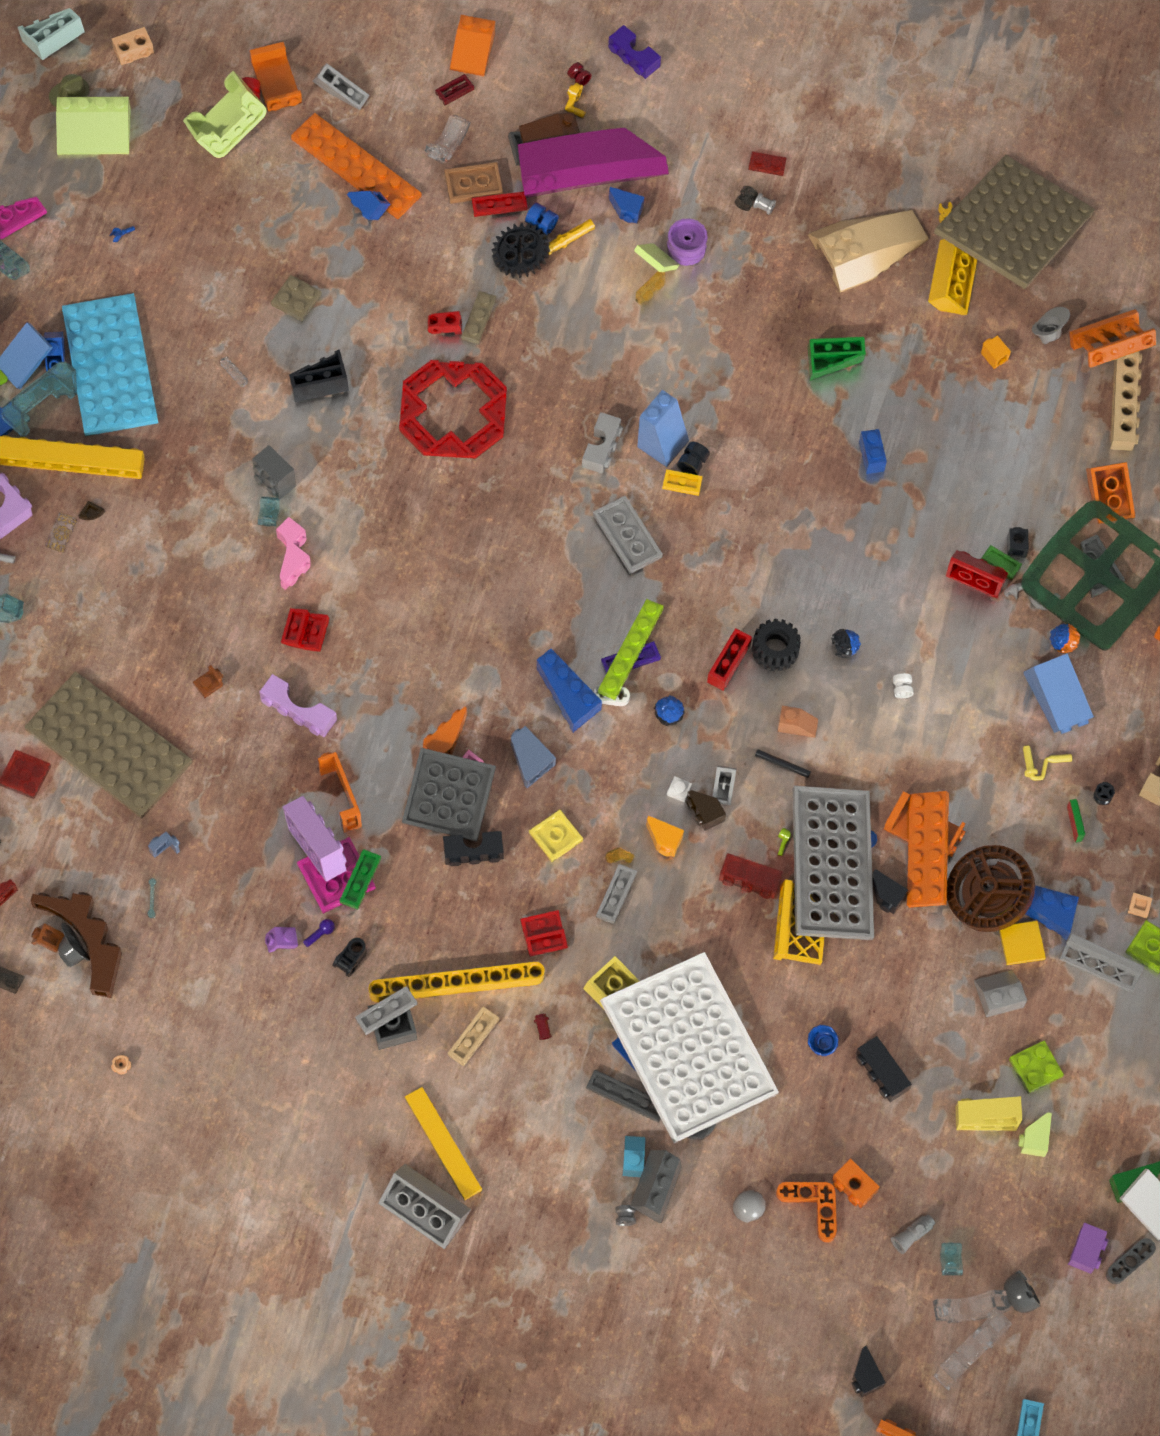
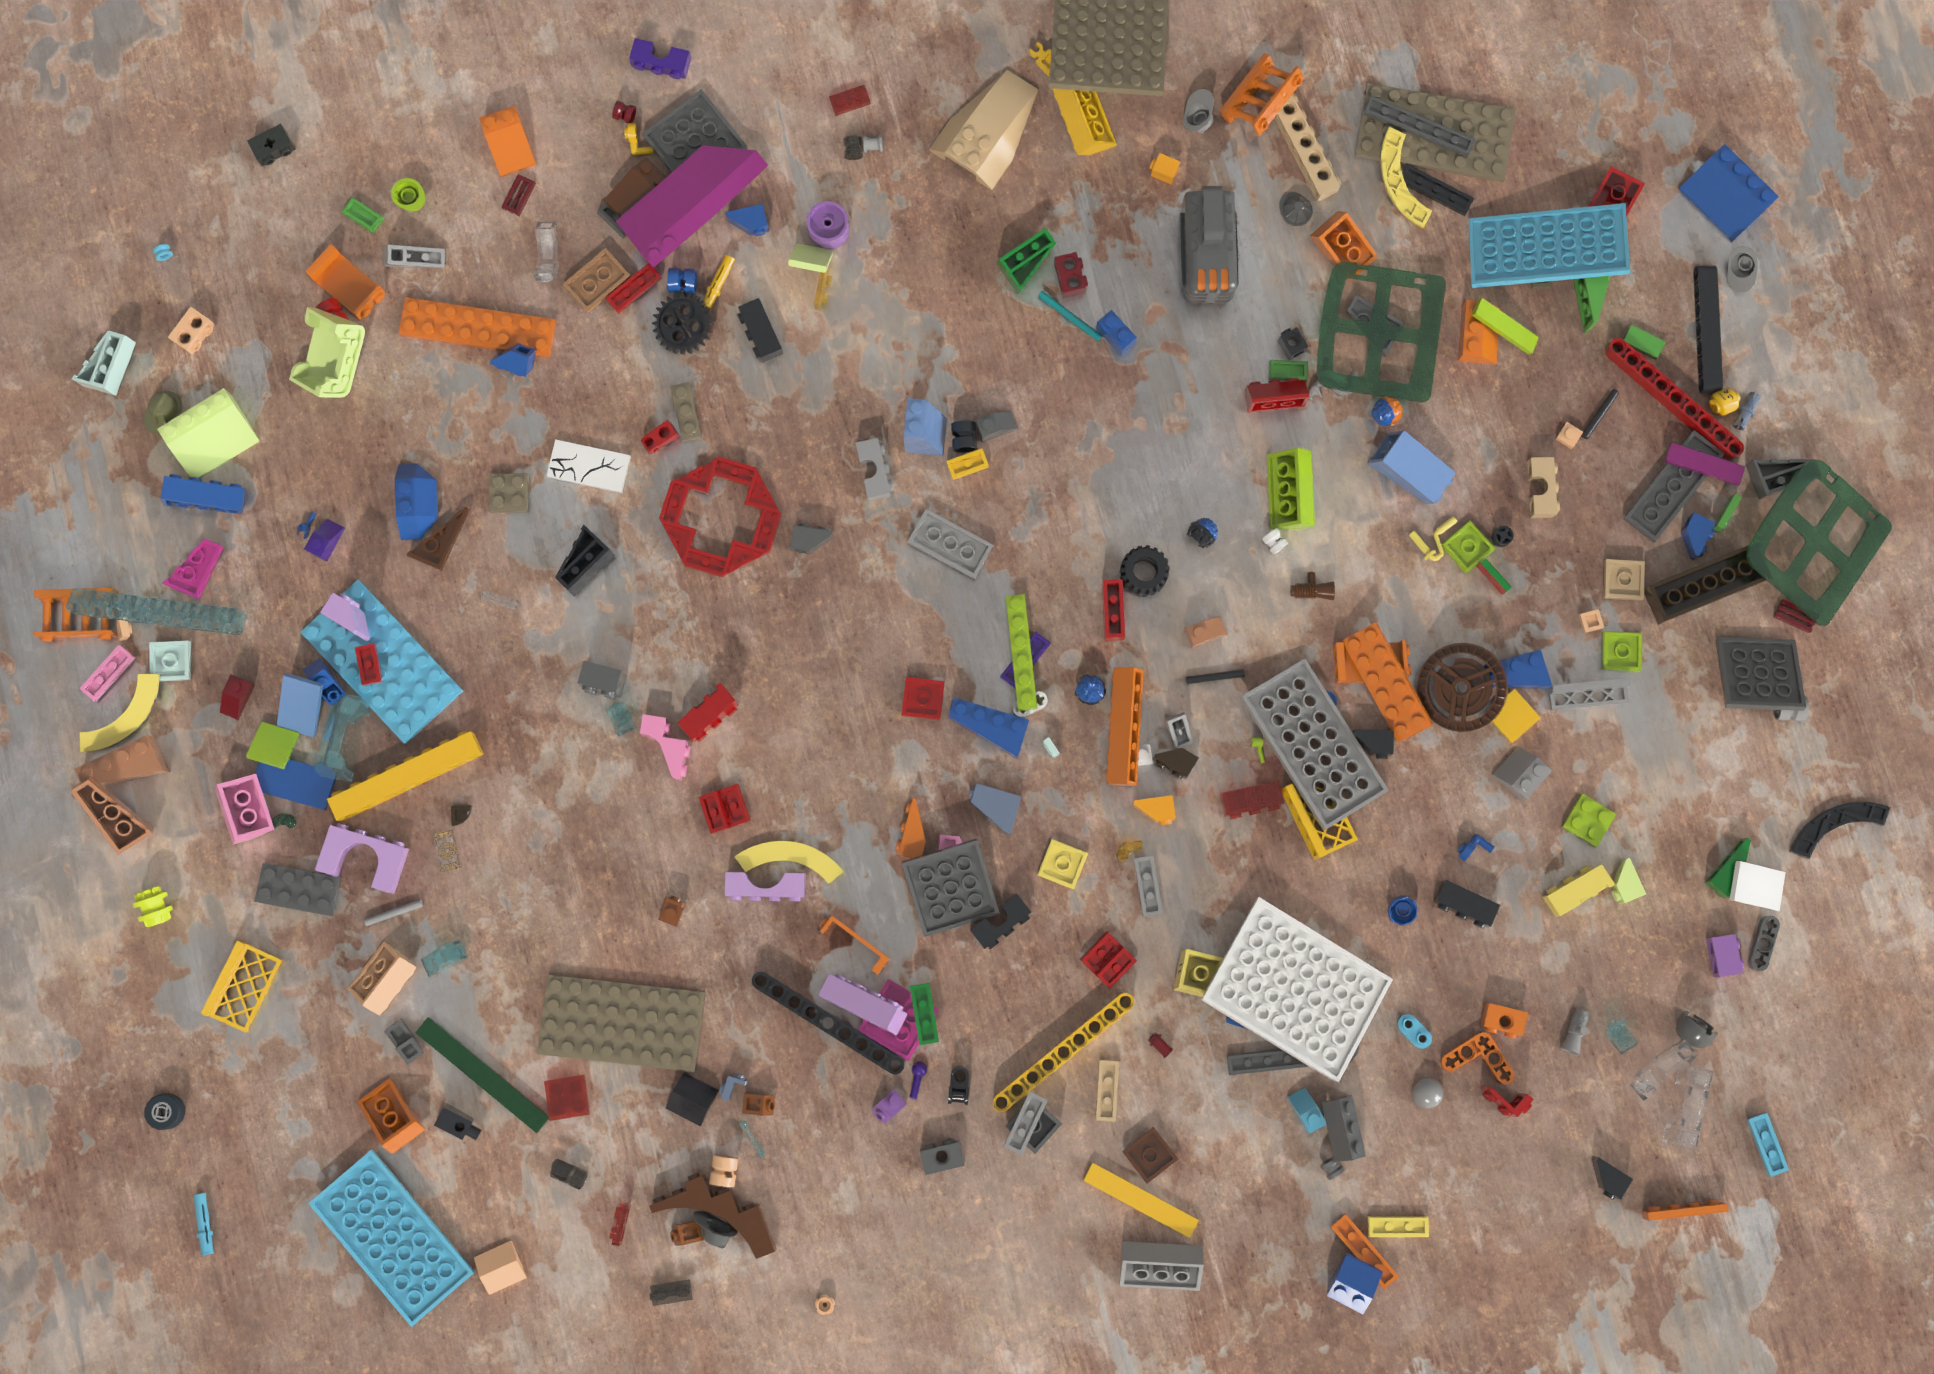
camera: 30 degrees left, 15 degrees up
(57, 164) = (202, 494): none -> blue wedge
(98, 356) = (368, 664): none -> red plate
(106, 305) = (347, 614): none -> lavender slope
(116, 901) = (723, 1171): none -> light nougat wheel
(123, 836) = (692, 1099): none -> black slope
(127, 250) = (324, 539): none -> dark purple slope
(176, 872) = (758, 1104): none -> dark orange bracket
(212, 305) = (437, 548): none -> reddish brown wing
(217, 262) = (415, 501): none -> blue wedge
(280, 850) = (817, 1021): none -> black beam
(306, 1013) = (930, 1162): none -> dark grey brick
(322, 38) = (362, 215): none -> bright green tile
(336, 694) = (790, 852): none -> light yellow tile
(342, 548) = (708, 714): none -> red wedge
(368, 40) = (408, 194): none -> lime piece
(373, 314) = (588, 466): none -> white tile
(475, 1110) = (1150, 1155): none -> reddish brown plate
(513, 465) = (809, 539): none -> dark grey slope
(525, 638) = (923, 698): none -> red plate
(579, 289) = (759, 330): none -> black brick
(582, 1319) = (1354, 1283): none -> blue slope
(606, 737) = (1050, 747): none -> light aqua tile
(608, 1302) = (1363, 1249): none -> orange plate
(623, 110) = (688, 128): none -> dark grey plate
(651, 1301) = (1398, 1226): none -> light yellow tile
(679, 755) = (1125, 726): none -> orange brick
(725, 465) = (995, 425): none -> dark grey slope
(770, 1147) = (1415, 1030): none -> medium azure plate
(815, 1259) = (1518, 1105): none -> red bracket
(842, 418) = (1070, 316): none -> teal bar
(861, 387) = (1066, 275): none -> dark red brick
(911, 742) = (1313, 590): none -> reddish brown piece
(913, 1025) = (1466, 849): none -> blue plate
(943, 653) = (1290, 489): none -> lime slope
(994, 425) = (1208, 245): none -> dark grey piece
(1068, 784) = (1467, 547): none -> lime tile
(1088, 444) = (1295, 209): none -> dark grey piece

